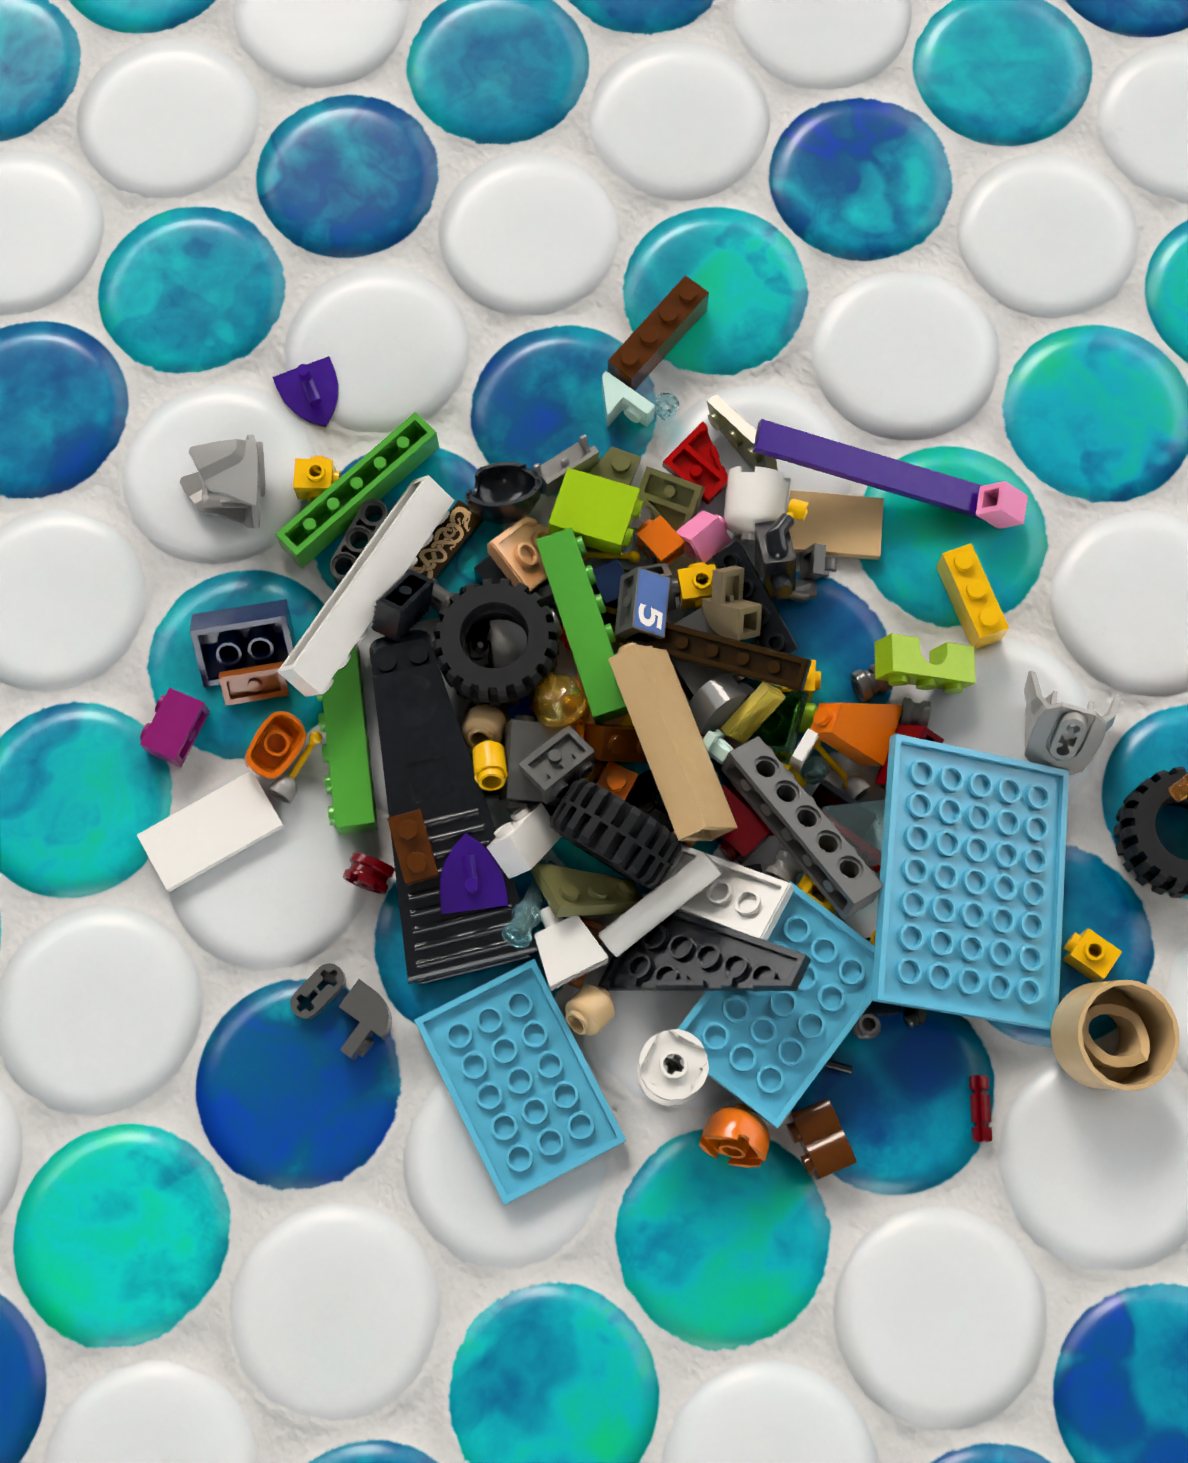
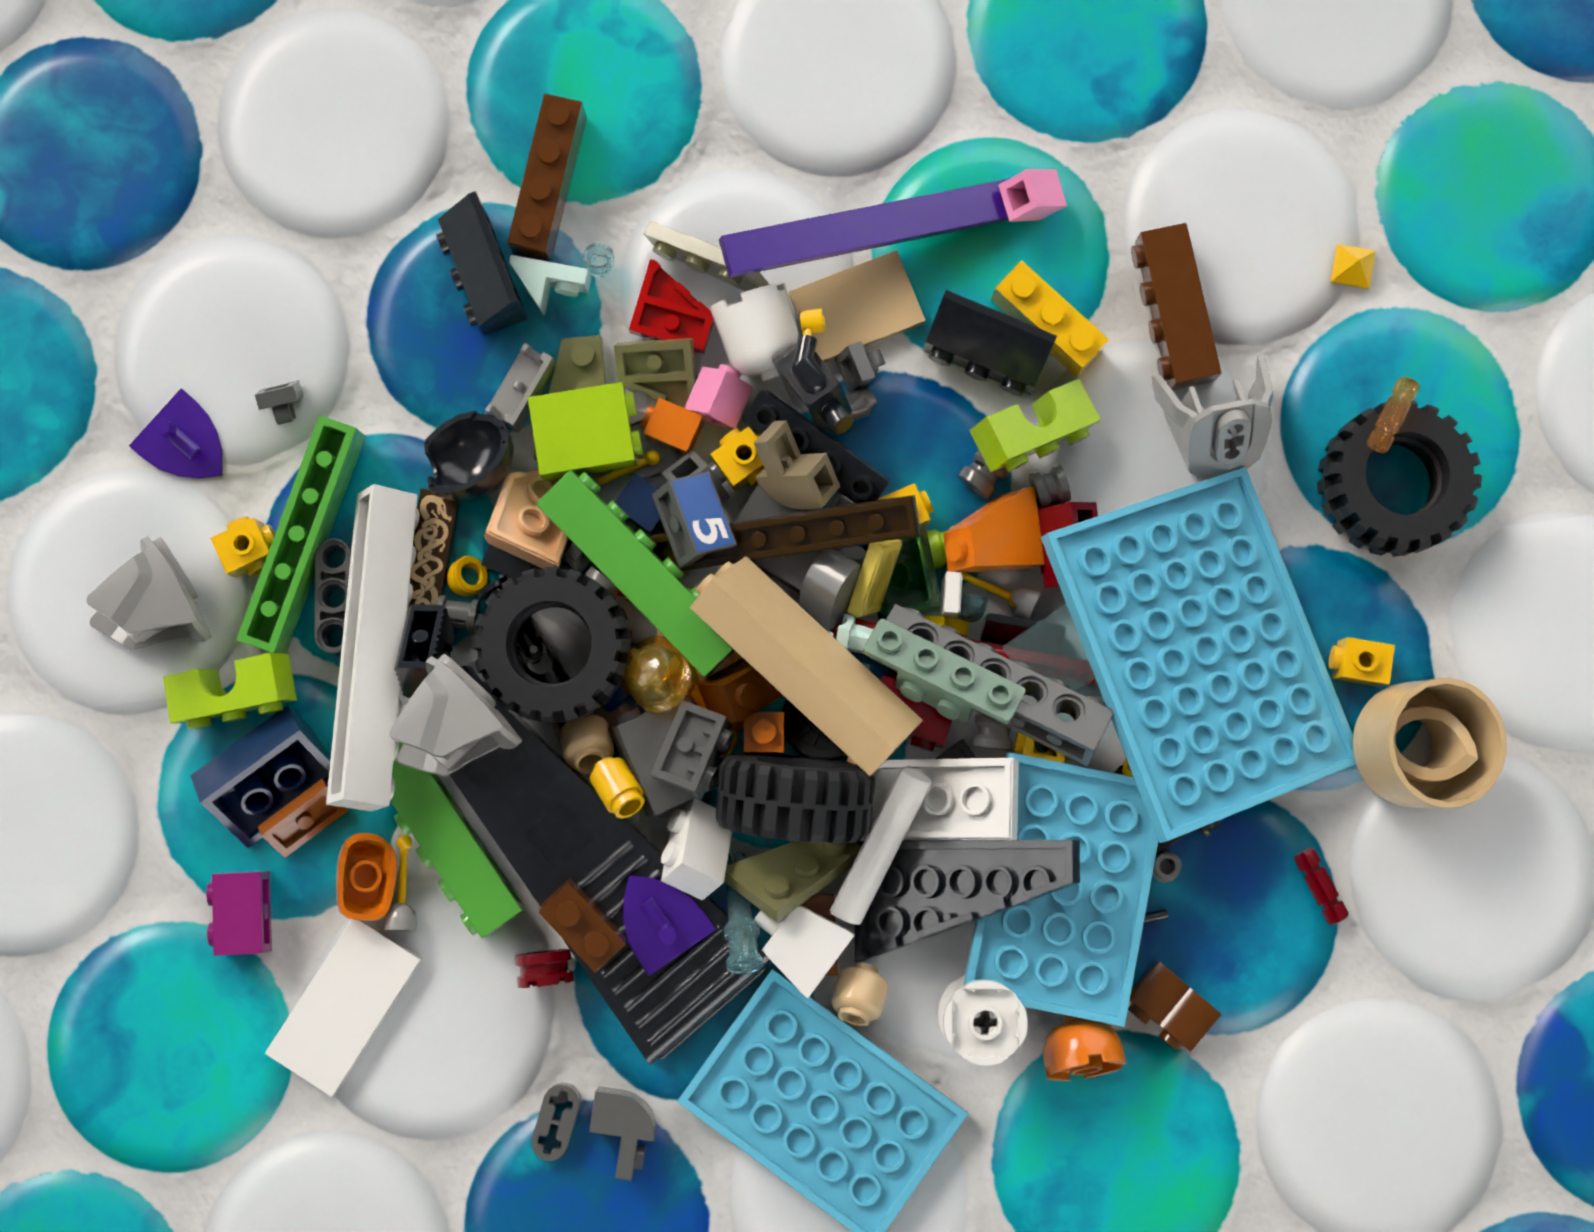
camera: 25 degrees left, 10 degrees up
(274, 576) = (260, 684): none -> lime arch
(393, 393) = (280, 399): none -> dark grey tile
(396, 652) = (449, 721): none -> light grey piece
(449, 575) = (457, 583): none -> yellow piece
(580, 369) = (479, 266): none -> black slope
(766, 800) = (942, 677): none -> sand green bracket
(919, 590) = (988, 344): none -> black slope
(1071, 632) = (1176, 307): none -> reddish brown brick

